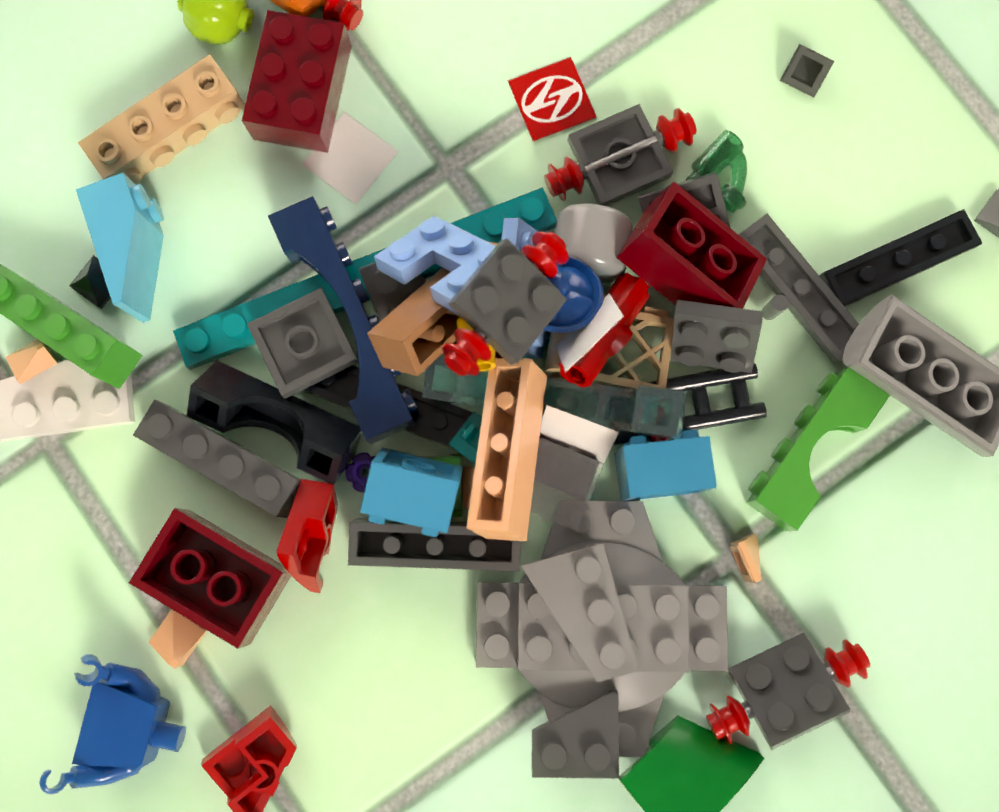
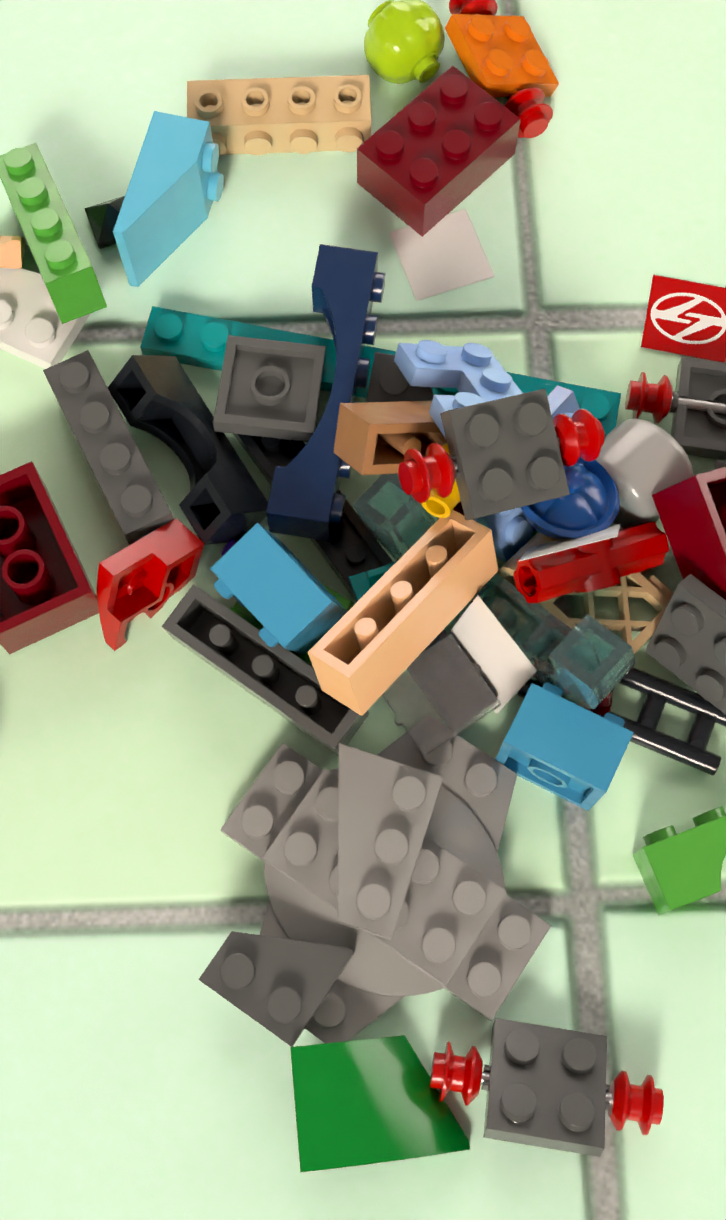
camera: 30 degrees right, 10 degrees down
(747, 557) = (596, 906): light nougat slope -> none

